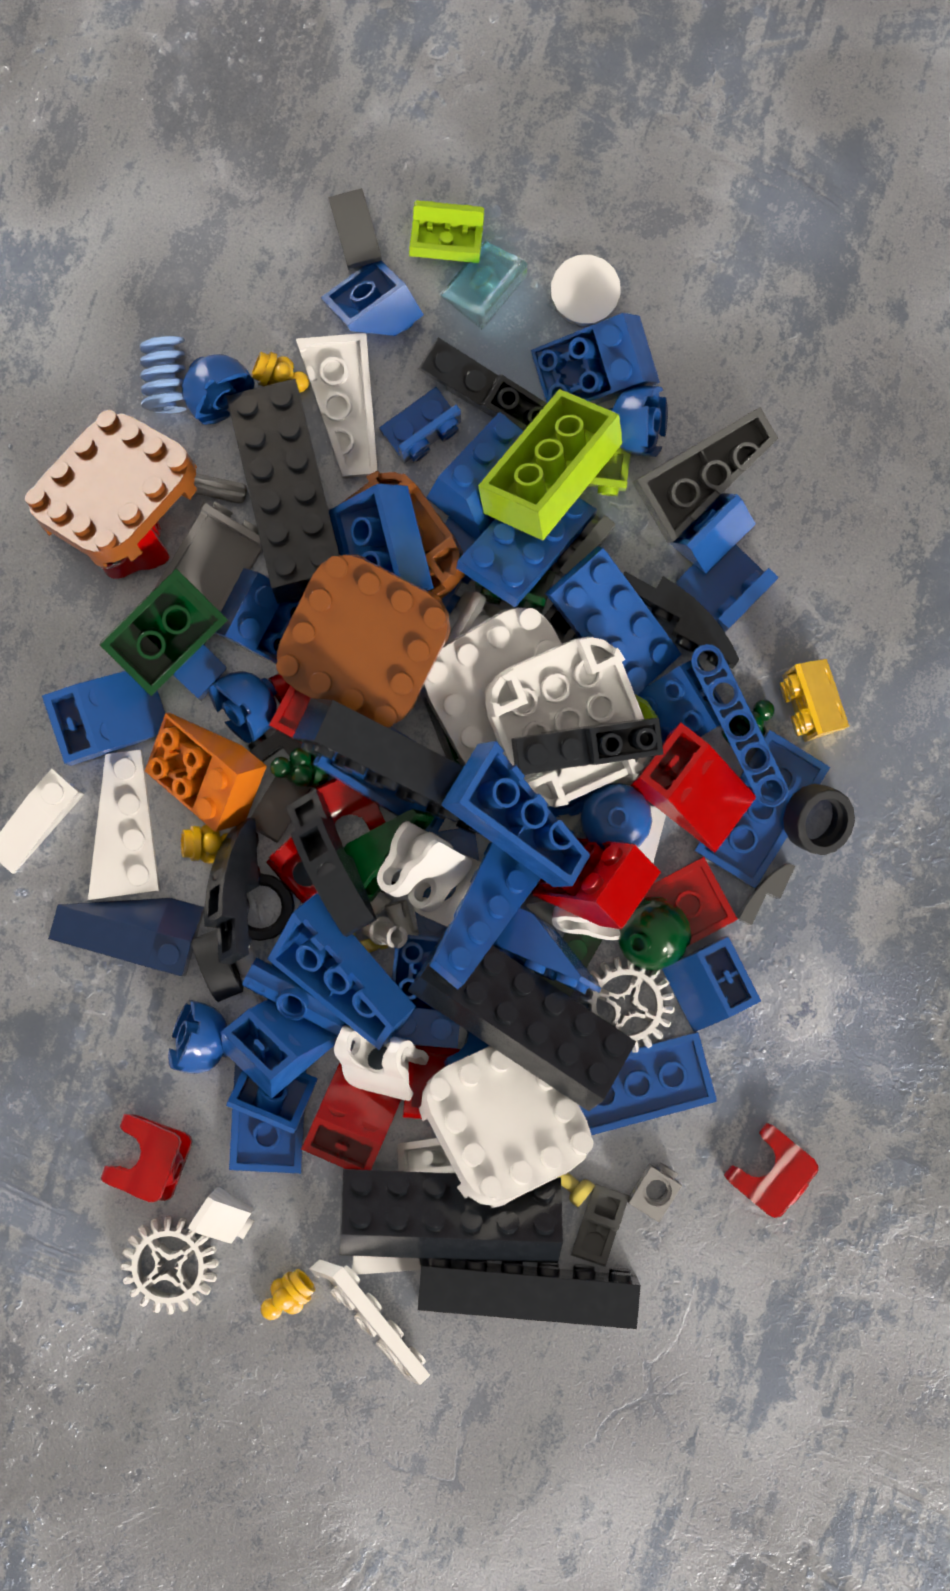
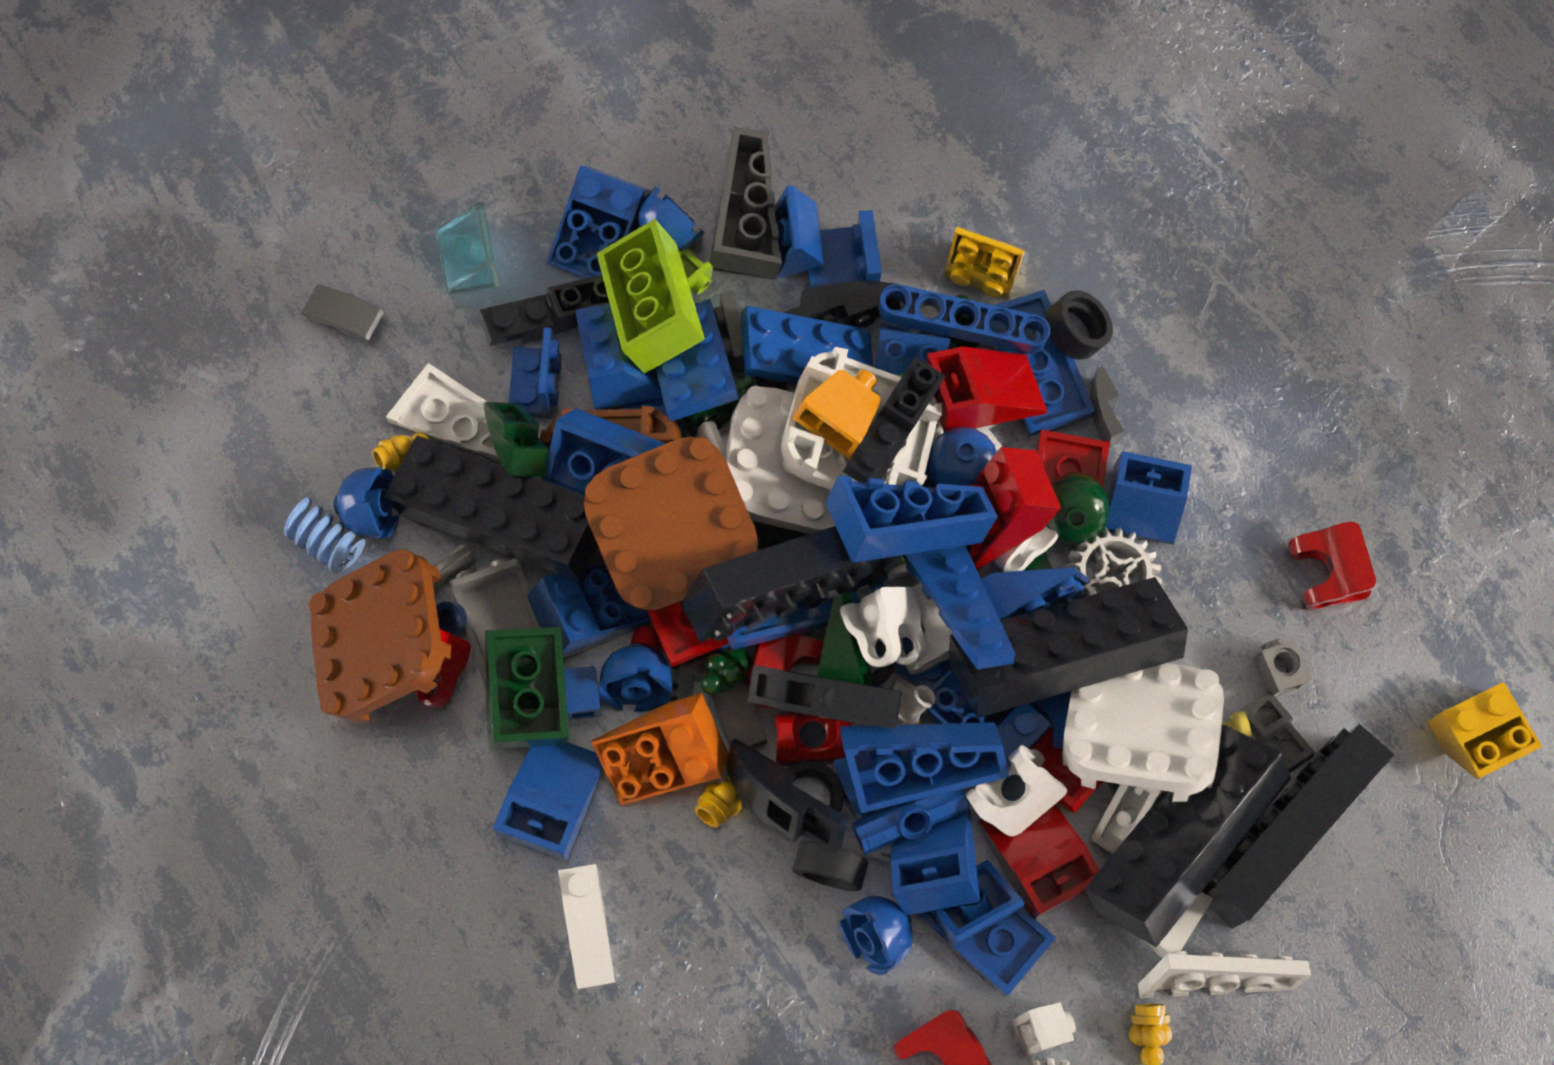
camera: 55 degrees left, 15 degrees down
(124, 834) = (665, 867): white wing -> none
(137, 931) = (750, 912): dark blue wedge -> none
(177, 524) = (451, 617): none -> dark blue tile
(351, 458) = (516, 439): none -> dark green slope
(374, 301) = (409, 336): blue slope -> none
(446, 231) = (404, 248): lime bracket -> none
(565, 697) = (841, 410): none -> light orange torso
(585, 290) = (536, 190): white tile -> none
(655, 1084) = (1200, 590): blue plate -> none
(726, 1387) = (1485, 732): none -> yellow slope

